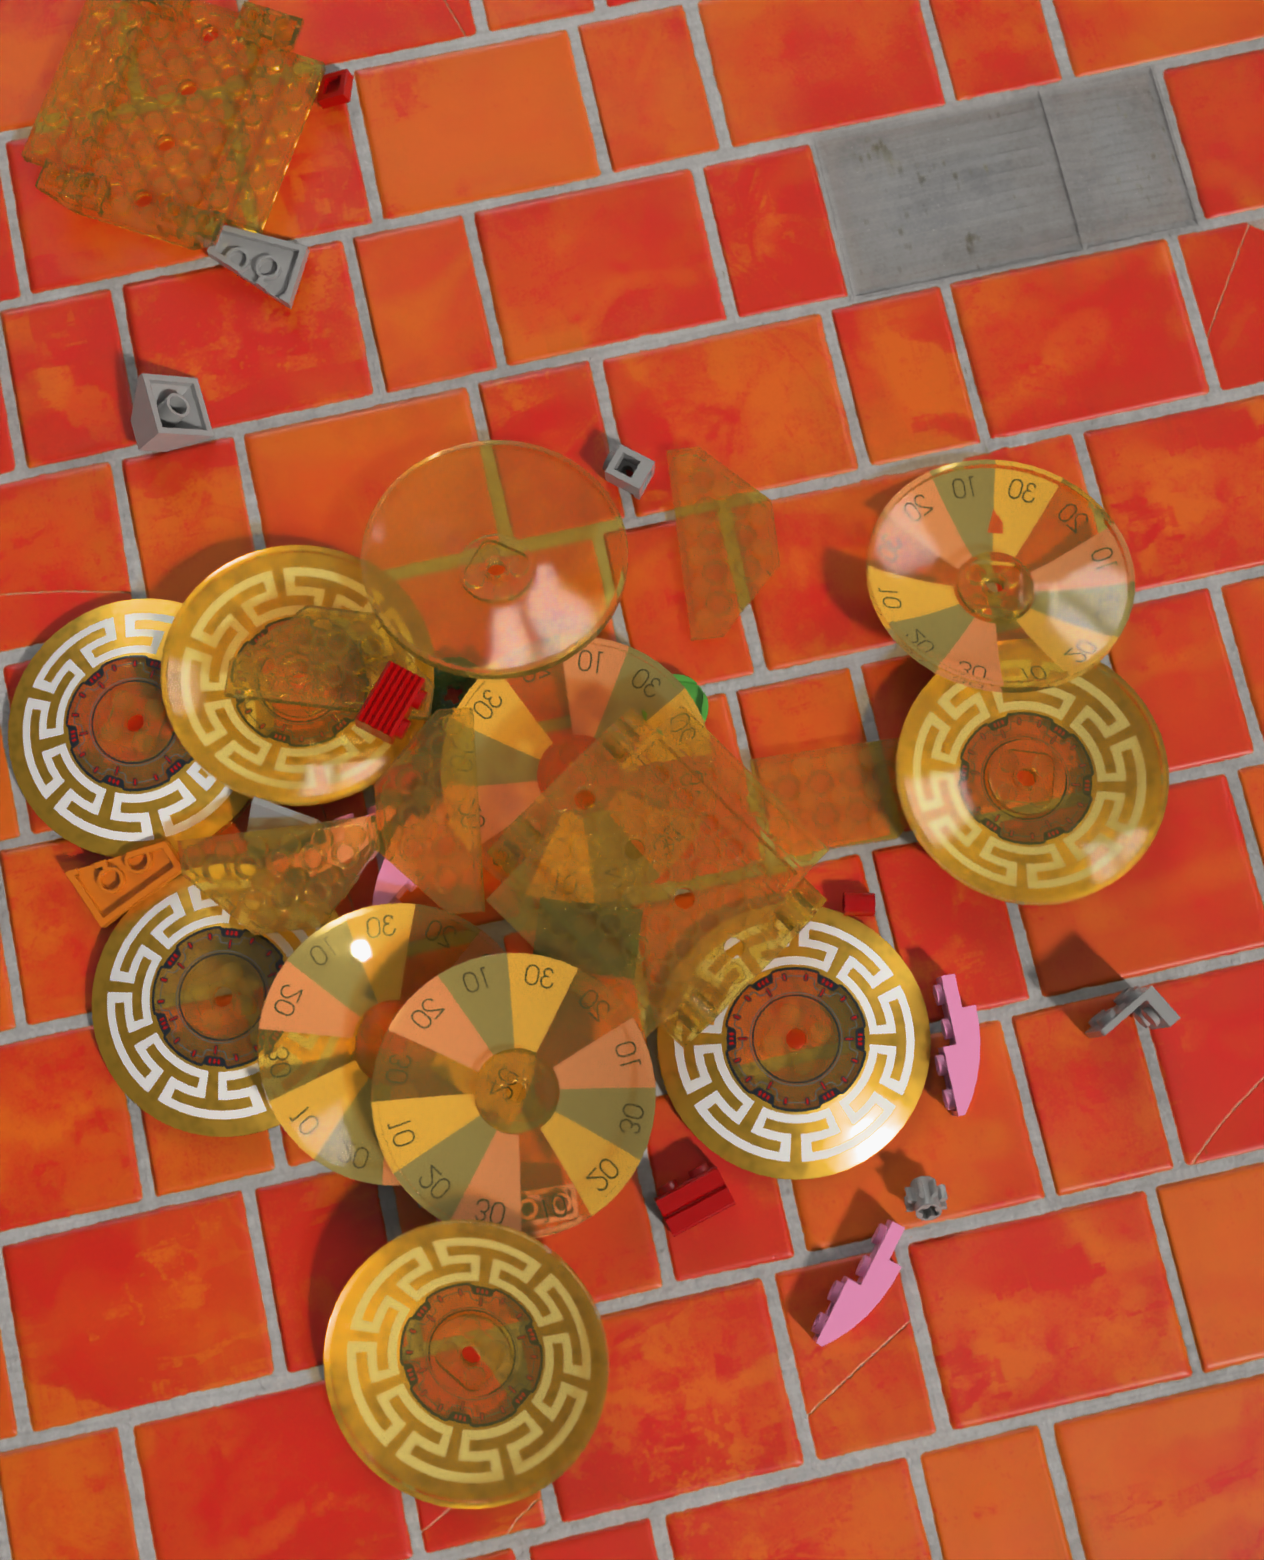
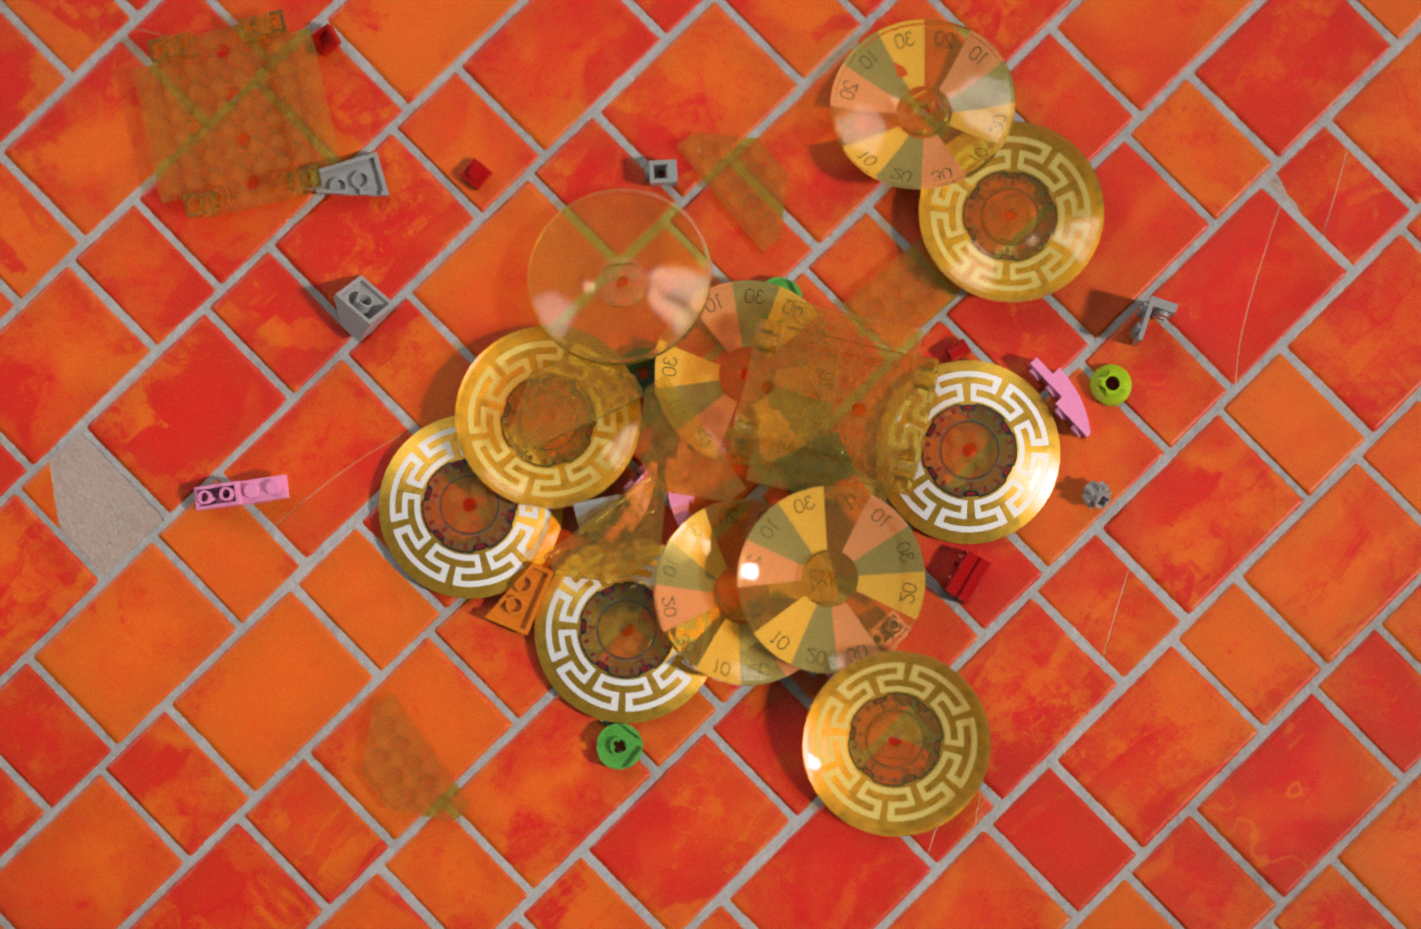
camera: 30 degrees left, 5 degrees up
(106, 1129) = (606, 748): none -> bright green plate
(391, 703) = (618, 400): red brick -> none
(408, 343) = (476, 174): none -> red plate
(855, 1300) = (1089, 576): bright pink slope -> none
(1010, 1067) = (1102, 393): none -> lime piece

